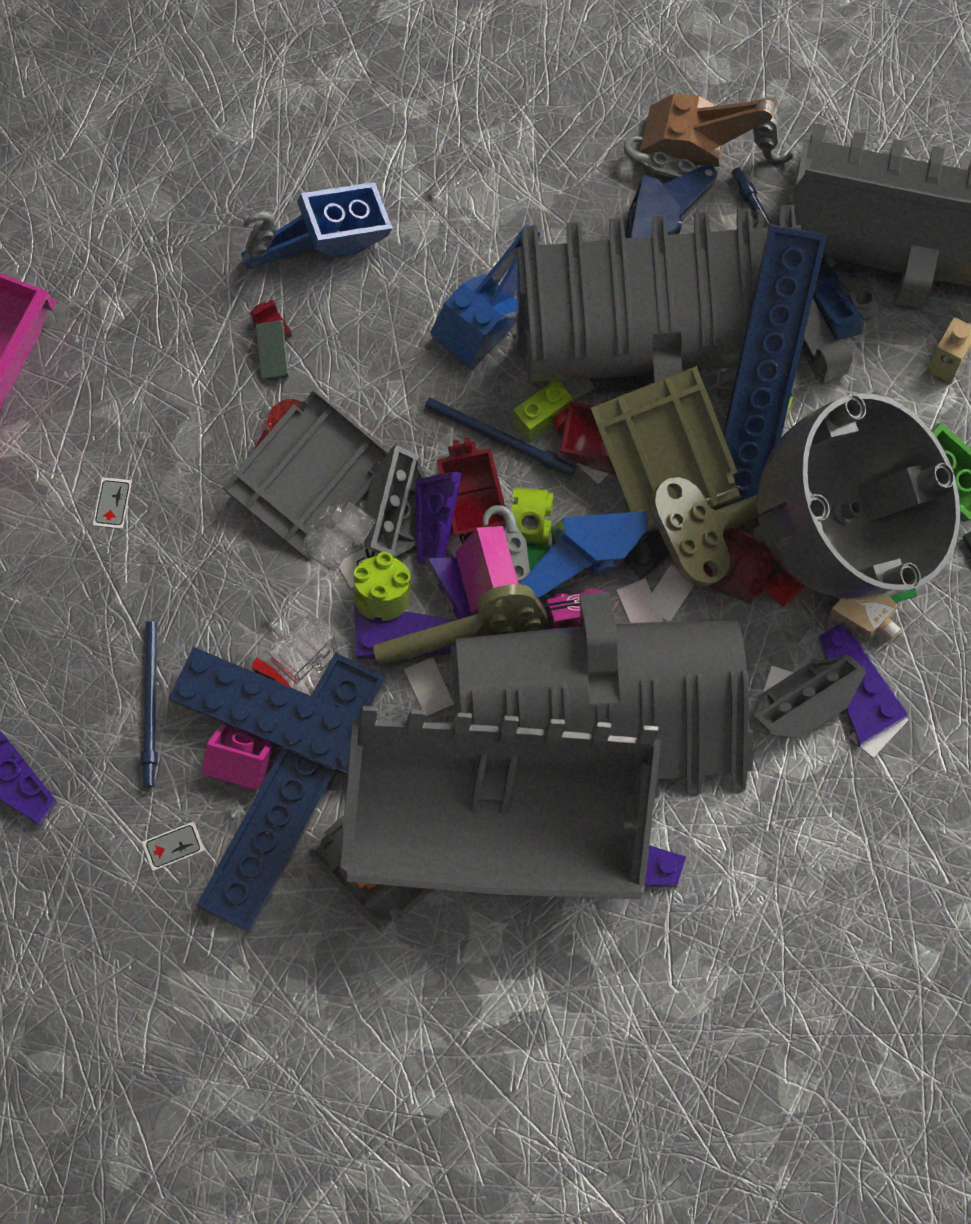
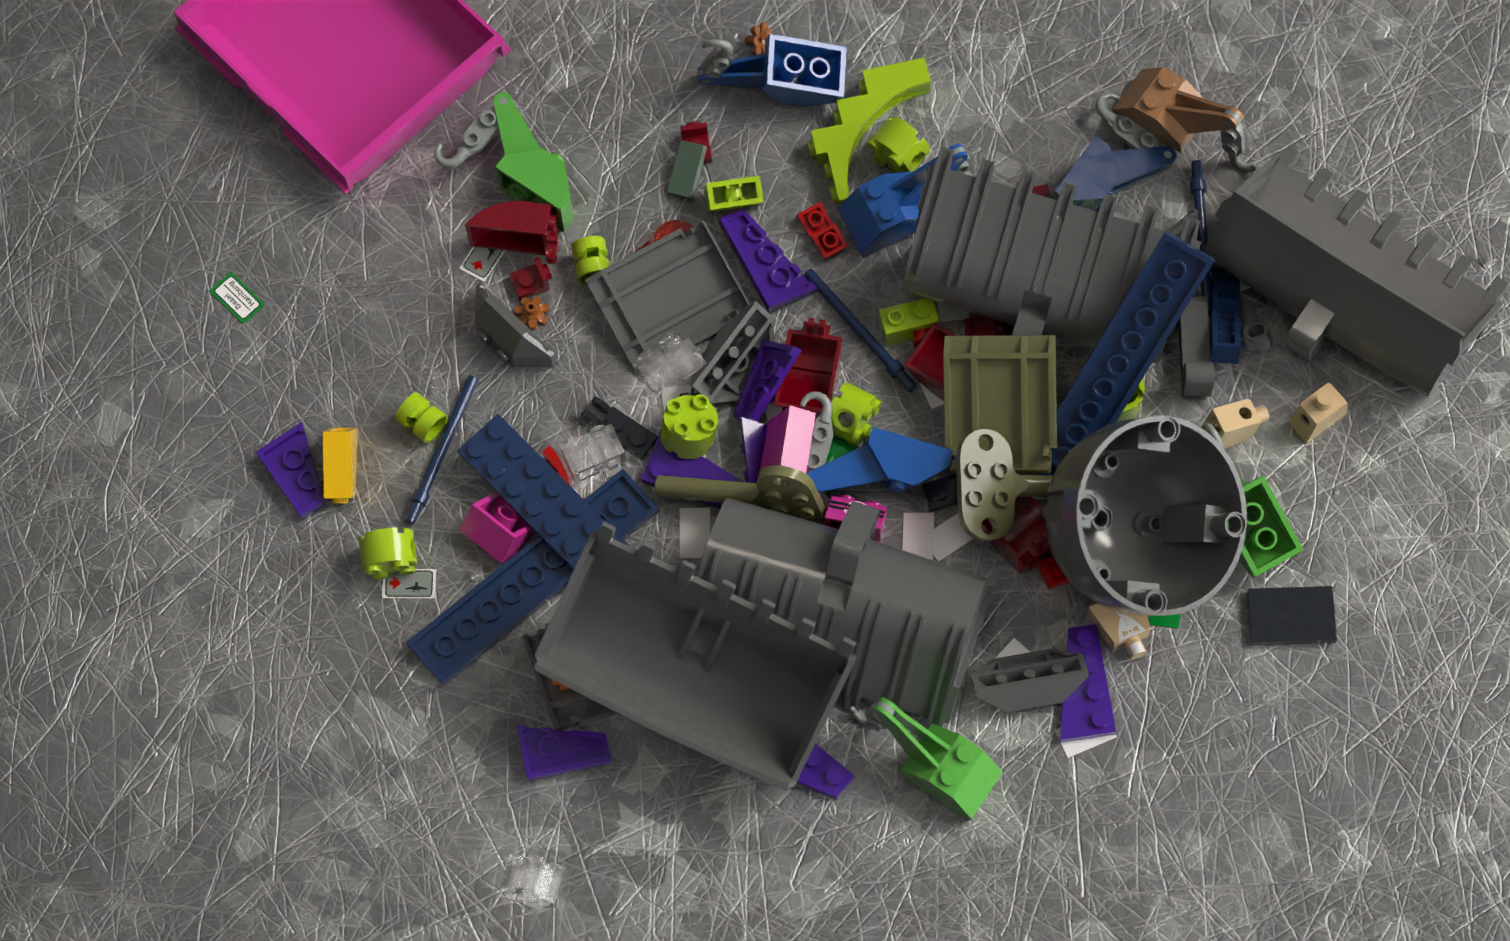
camera: 25 degrees right, 0 degrees up
(56, 757) = (340, 463): none -> yellow slope
(118, 680) = (418, 415): none -> lime wheel
(121, 408) = (526, 169): none -> bright green slope
(134, 465) = (516, 228): none -> dark red piece
(141, 824) = (387, 552): none -> lime brick
(168, 508) = (531, 279): none -> dark red bracket
(169, 568) = (508, 334): none -> dark grey wedge
(181, 540) = (532, 312): none -> dark orange plant
(216, 465) = (590, 256): none -> lime wheel
(287, 206) = (758, 37): none -> dark orange plant
(327, 355) = (733, 194): none -> lime brick
(334, 617) = (631, 434): none -> black hinge
(391, 951) = (559, 751): none -> dark purple wing
(392, 415) = (770, 272): none -> dark purple wing
(420, 214) = (879, 92): none -> lime arch
(422, 360) = (821, 230): none -> red slope
(424, 1090) = (532, 881): none -> clear brick
(462, 254) = (898, 146): none -> lime brick
(614, 388) = (985, 327): none -> dark red bracket
(759, 808) = (940, 762): none -> bright green slope
(888, 379) = (1237, 421): none -> tan torso

